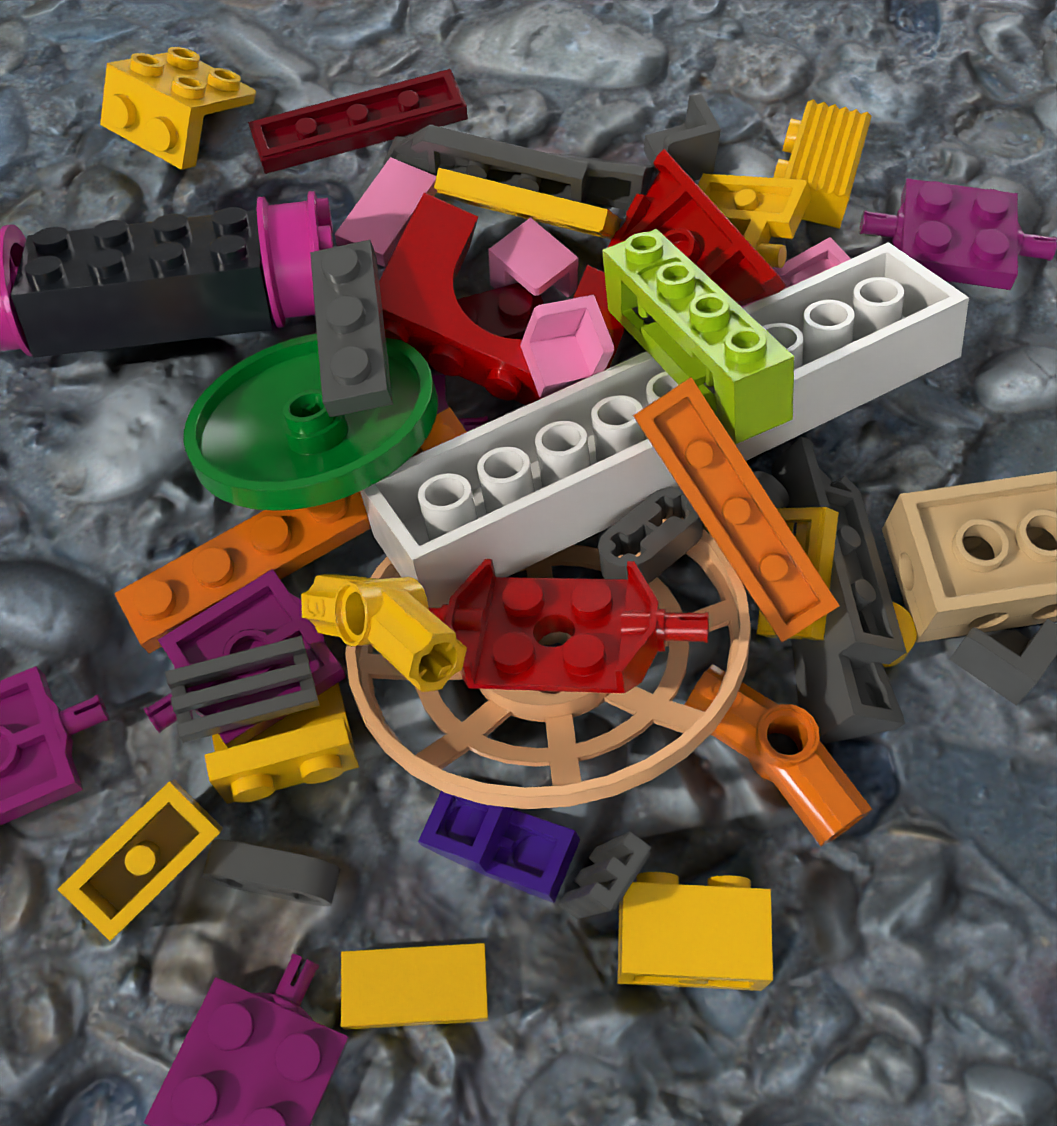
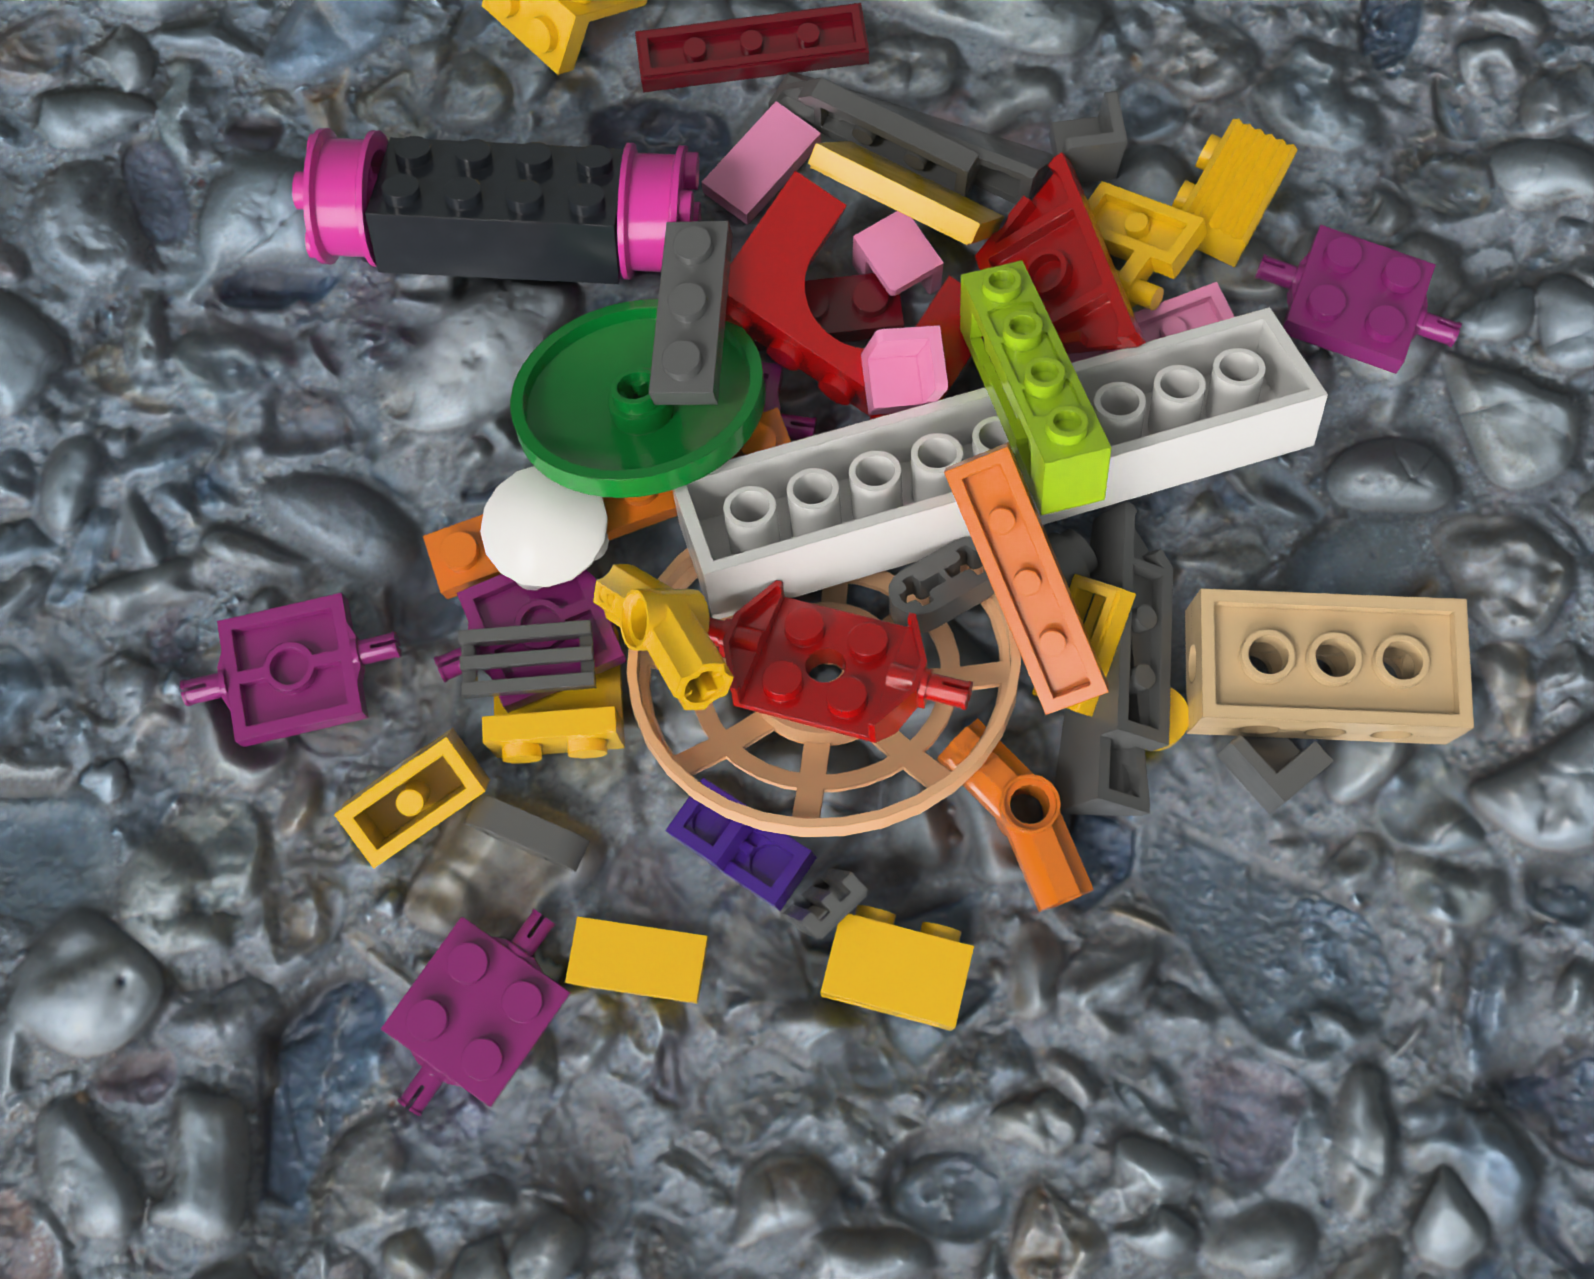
camera: 15 degrees right, 10 degrees up
(237, 559) = (542, 530): none -> white dish

